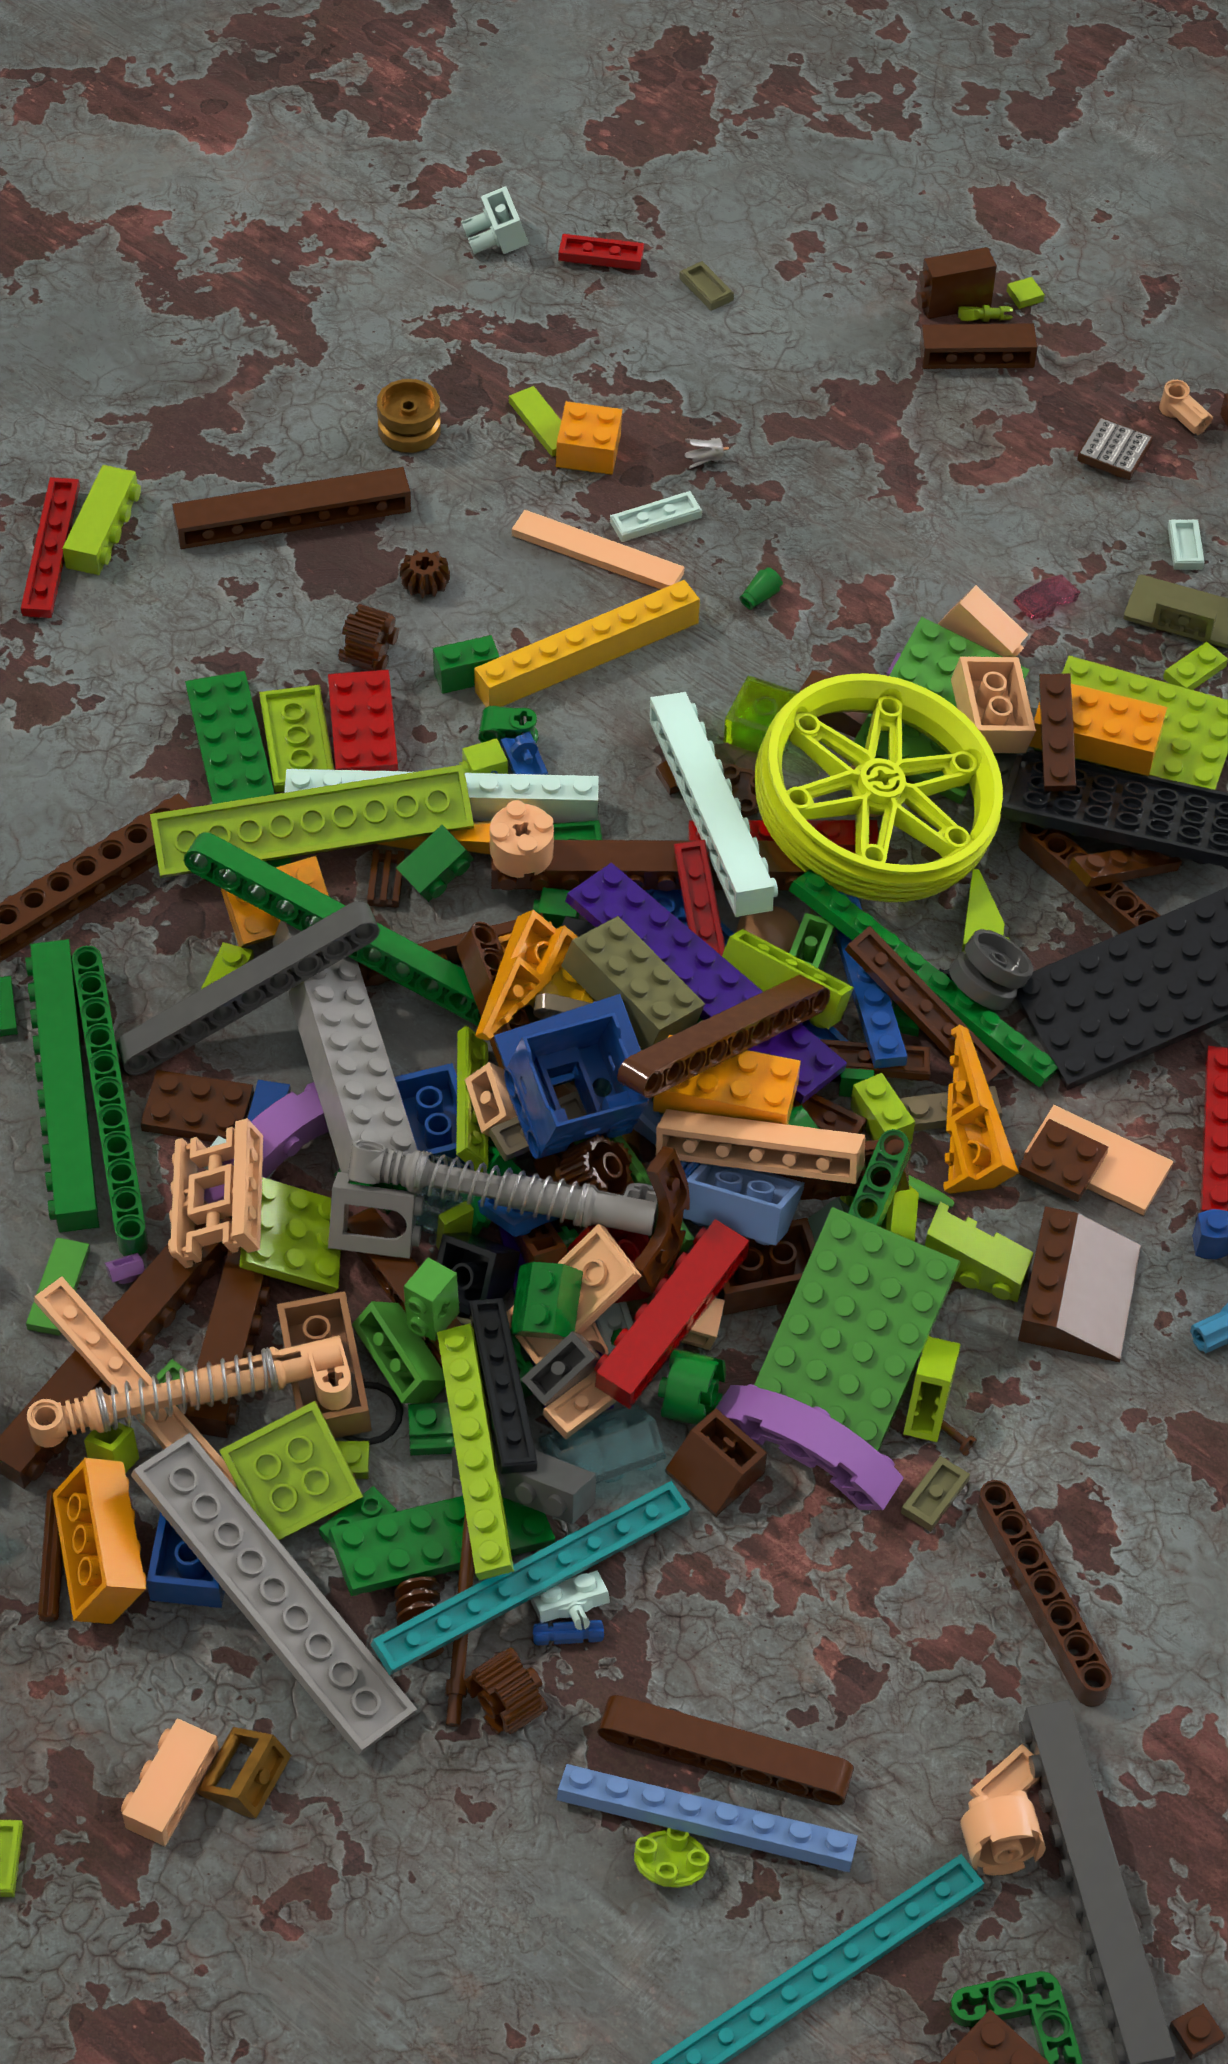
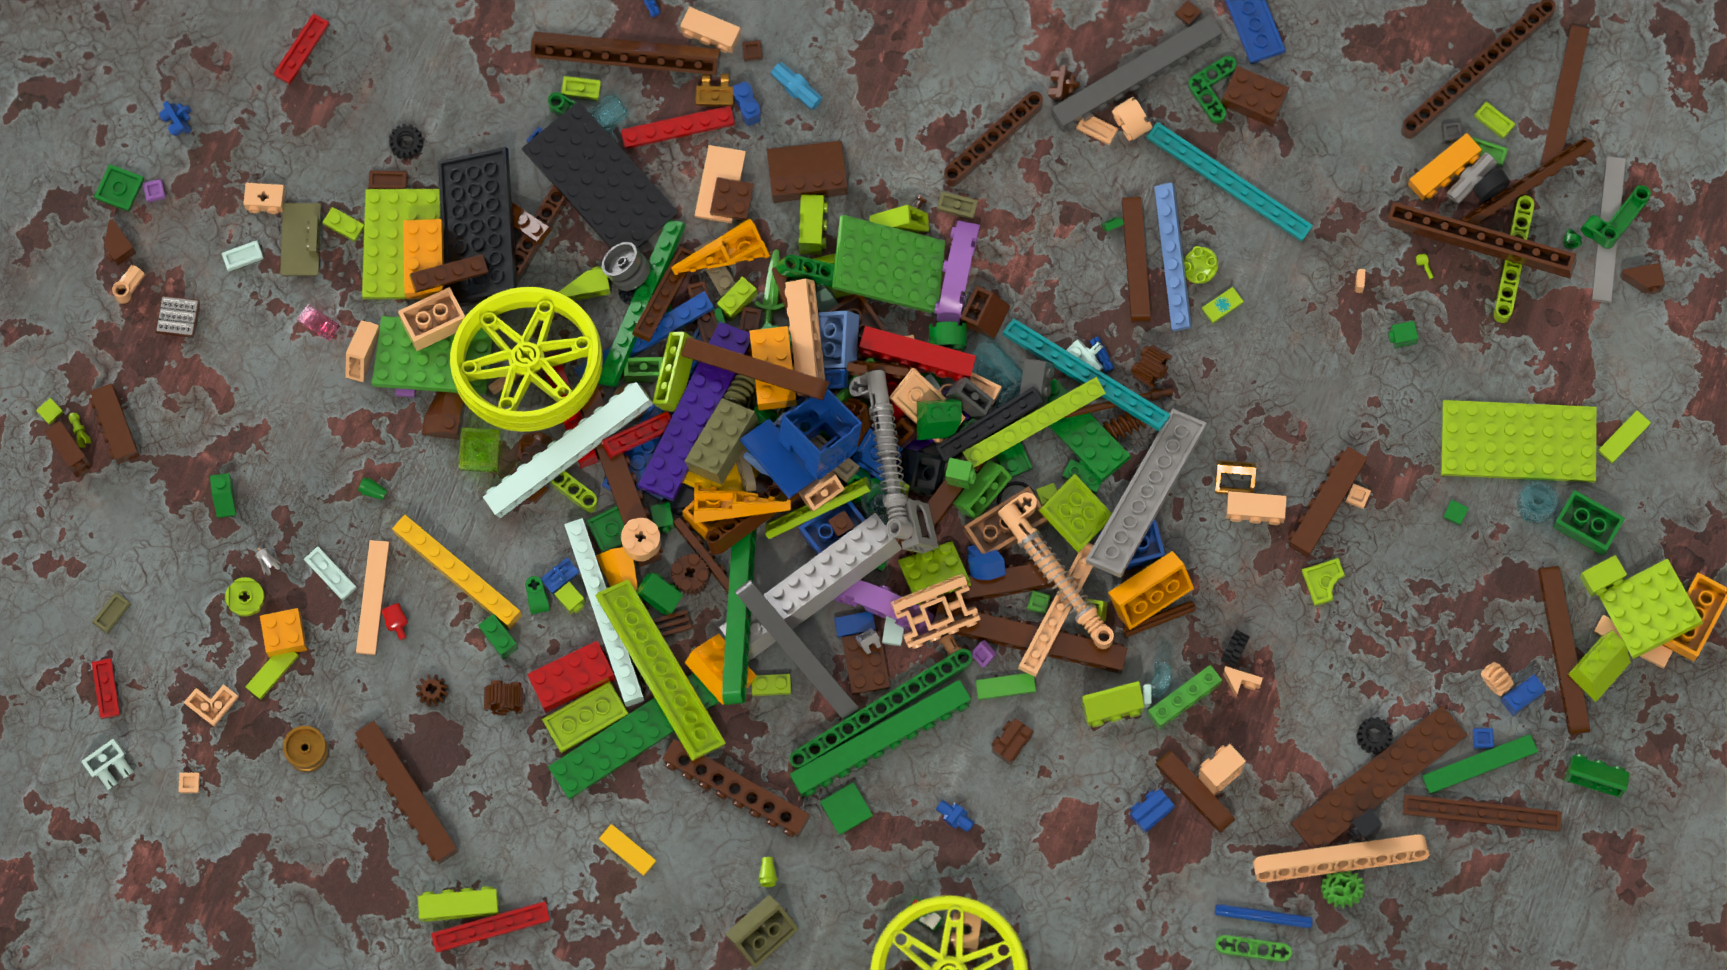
camera: 105 degrees left, 20 degrees up
(72, 729) = (627, 850): none -> yellow tile
(111, 1977) = (1358, 496): none -> light nougat tile
(123, 1911) = (1327, 502): none -> reddish brown brick
(157, 1227) = (949, 644): none -> medium nougat bush
(226, 1104) = (867, 638): none -> light grey tile
(260, 1302) = (986, 565): none -> blue brick
(427, 299) = (189, 782): none -> light nougat plate
(428, 1117) = (841, 524): none -> reddish brown plate
(446, 909) = (686, 565): none -> reddish brown brick
(520, 345) = (211, 709): none -> light nougat brick
(550, 563) = (395, 619): none -> red piece
(579, 1873) = (1222, 305): none -> lime tile
(651, 815) = (578, 498): none -> lime beam
(663, 429) = (237, 589): none -> lime plate
(807, 1729) = (1112, 224): none -> green tile
(824, 429) = (223, 495): none -> green slope
(1114, 1746) = (1065, 86): none -> reddish brown hips

